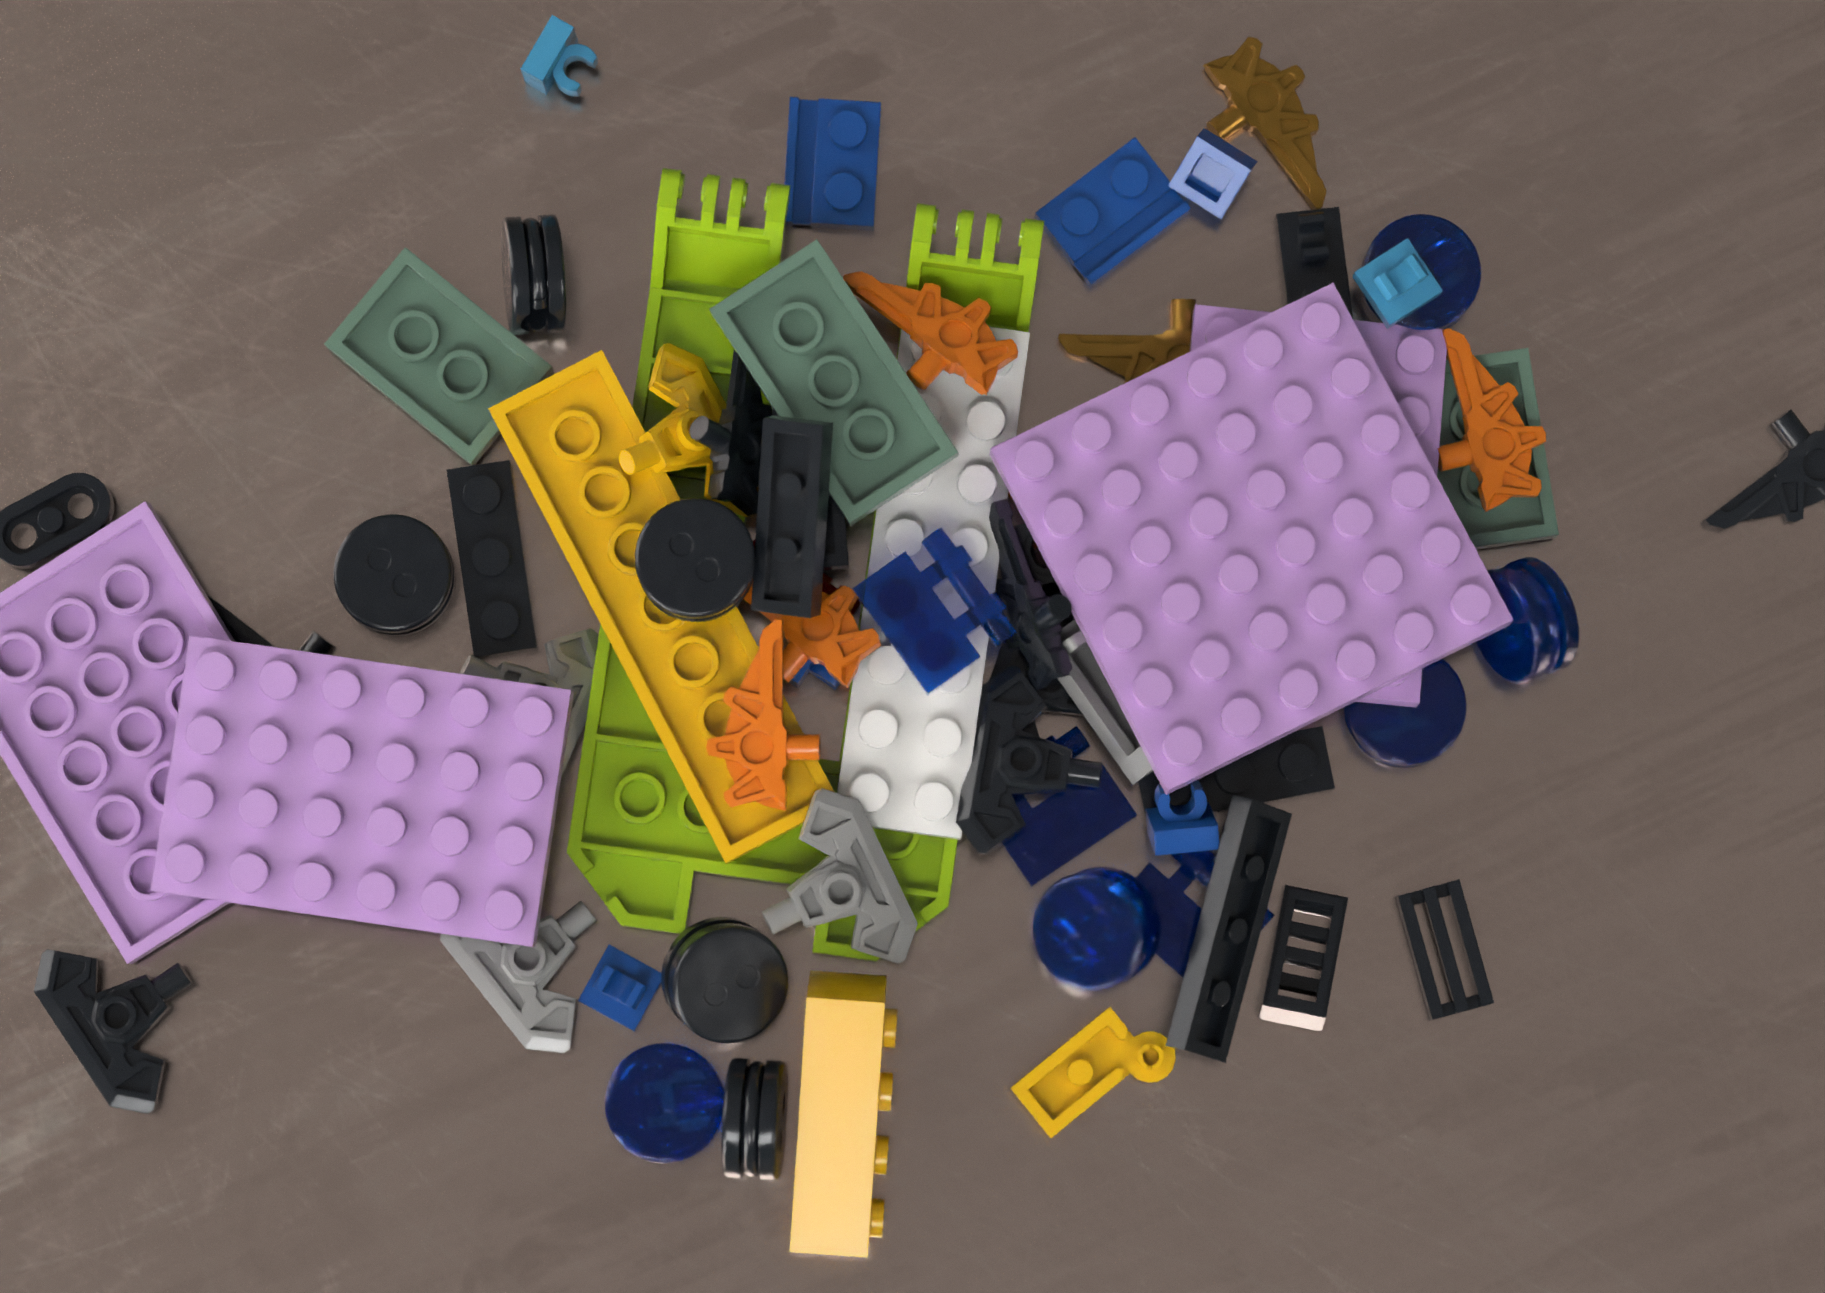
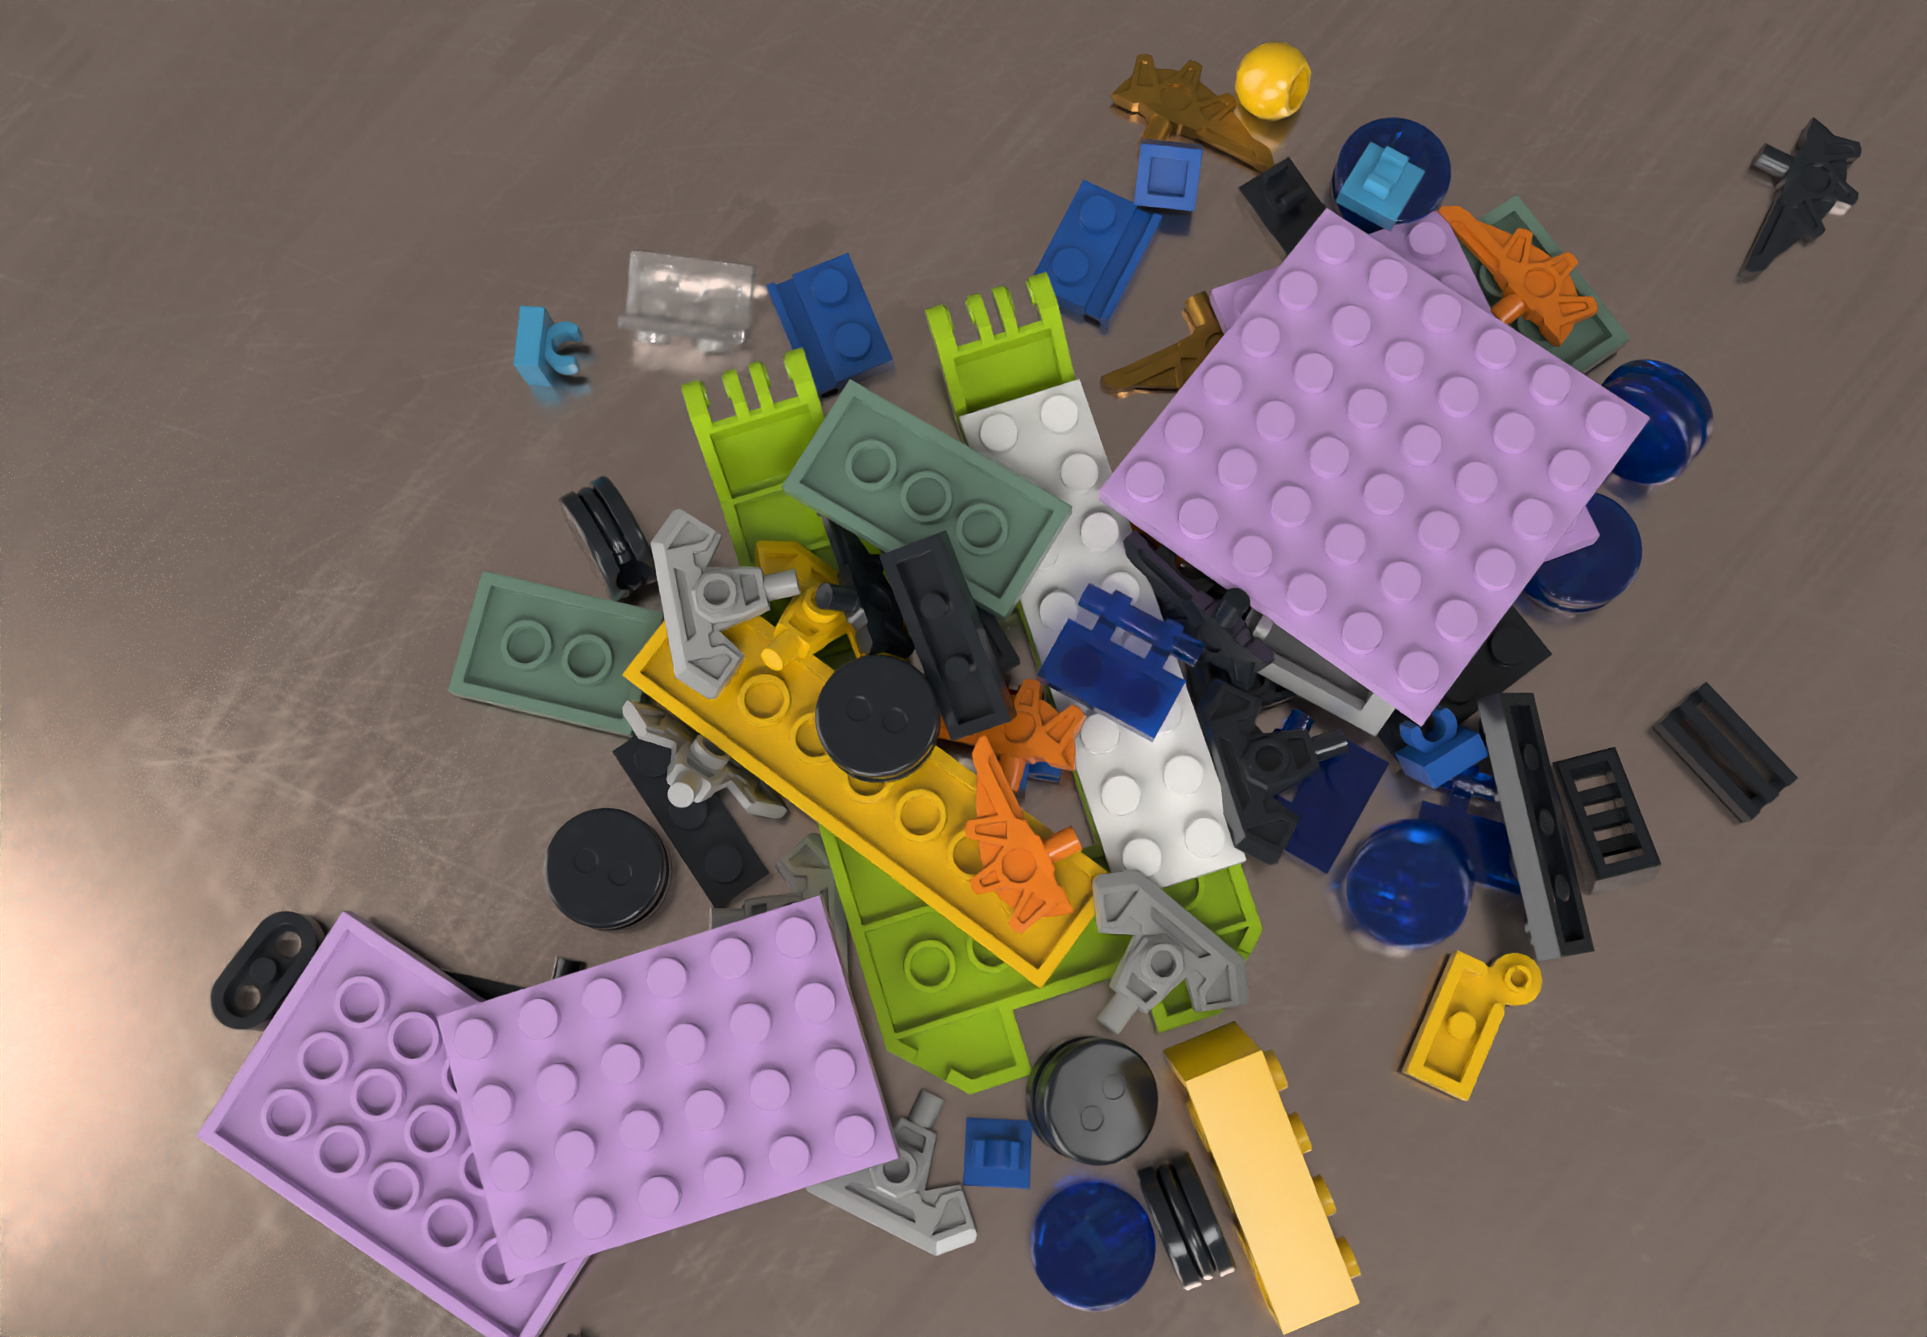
camera: 15 degrees left, 5 degrees down
(518, 522) = (698, 765): none -> light grey piece
(595, 381) = (708, 600): none -> light grey piece
(710, 79) = (689, 300): none -> clear bracket
(949, 334) = (1006, 411): orange piece -> none
(1358, 128) = (1273, 80): none -> yellow piece

